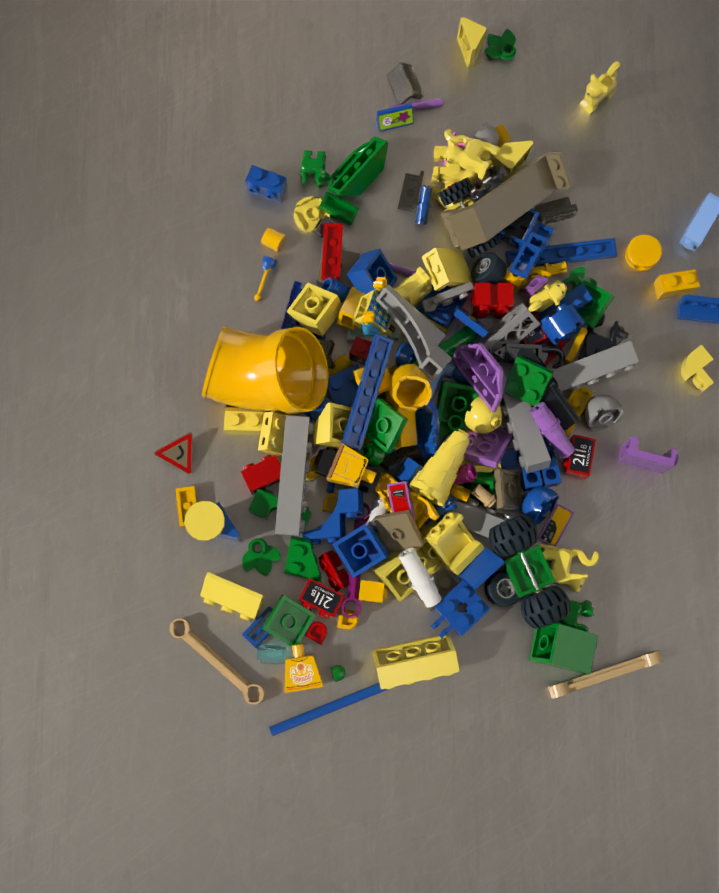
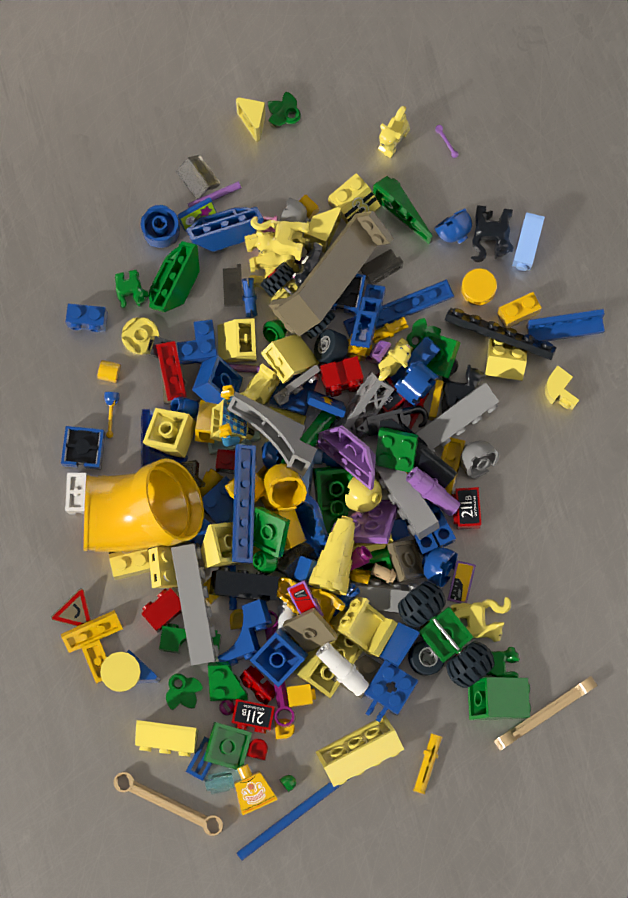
camera: 10 degrees left, 0 degrees up
(189, 476) = (91, 631): none -> yellow plate
(208, 341) = (75, 493): none -> white hinge
(229, 302) = (83, 447): none -> piece
(302, 582) = (230, 704): none -> magenta hinge
(338, 208) = (165, 322): green tile -> none
(350, 468) = (247, 582): yellow torso -> none
(358, 118) = (157, 236): none -> blue brick
(364, 240) = (200, 349): none -> blue brick
(402, 241) = (237, 340): none -> light yellow slope
(416, 136) = (224, 228): none -> blue wedge
(439, 240) = (274, 330): none -> green cone
(477, 692) = (427, 763): none -> yellow pin
(546, 138) = (353, 198): none -> light yellow slope
(584, 153) = (394, 199): none -> green wedge
(635, 192) = (455, 227): none -> blue cylinder
(641, 100) = (439, 129): none -> medium lavender hinge
(650, 461) = (517, 494): medium lavender panel -> none
(653, 326) = (505, 360): none -> light yellow slope
(660, 304) = (506, 335): none -> black plate
(669, 204) = (491, 230): none -> black animal

